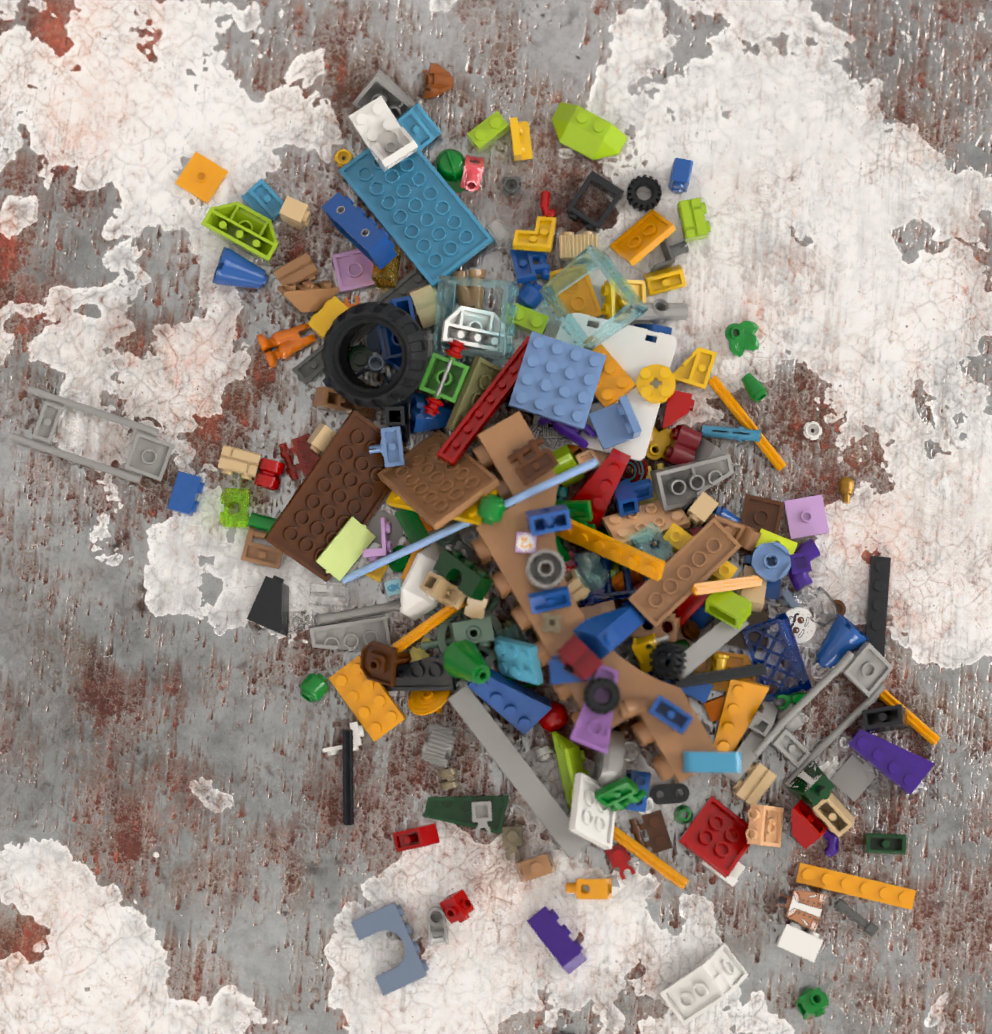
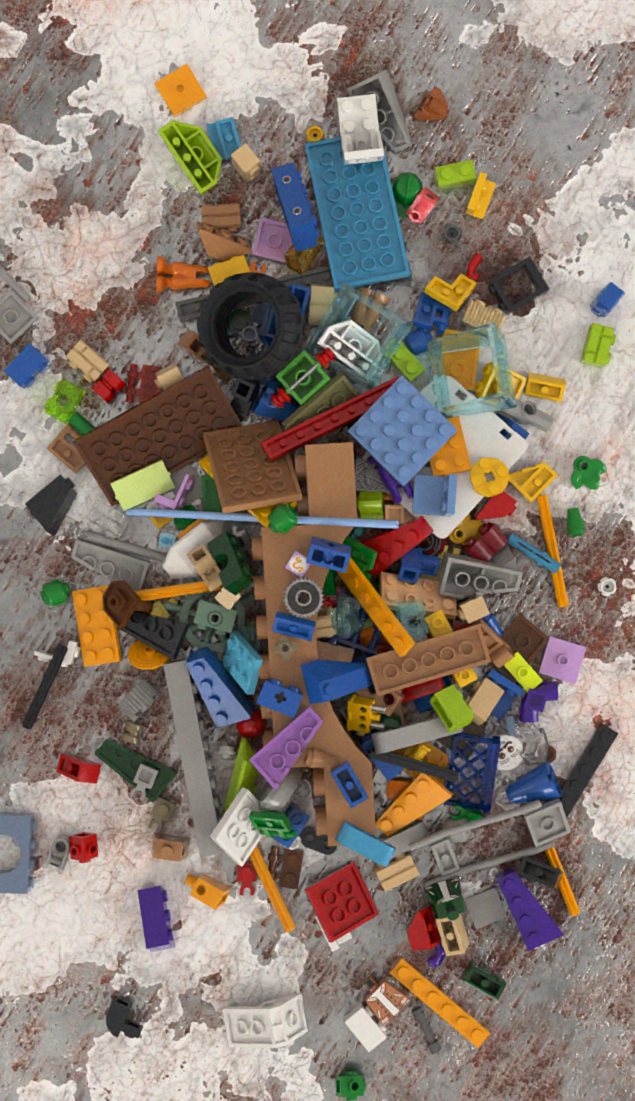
camera: 30 degrees right, 5 degrees up
(238, 271) = (170, 190): blue cone -> none
(390, 447) = (225, 415): medium blue plate -> none
(419, 125) = (395, 139): dark azure plate -> none
(465, 662) = (194, 642): green cone -> none
(536, 465) = (342, 499): reddish brown plate -> none
(579, 658) = (292, 694): dark red brick -> none
(587, 132) = (543, 219): lime wedge -> none
(613, 690) = (299, 749): black tyre -> none
(642, 237) = (544, 339): light orange plate -> none
(644, 182) = (568, 288): black tyre -> none
(669, 253) = (561, 365): dark grey bracket -> none
(676, 660) = (365, 728): black tyre -> none
(677, 814) = (321, 861): green cone -> none
(690, 630) = (409, 710): reddish brown plate -> none
(726, 585) = (460, 689): light orange axle -> none
(763, 718) = (434, 820): light grey leg -> none
(765, 825) = (386, 912): light nougat plate -> none
(770, 550) = (505, 696): medium blue plate -> none
(846, 488) = (610, 652): pearl gold cylinder -> none

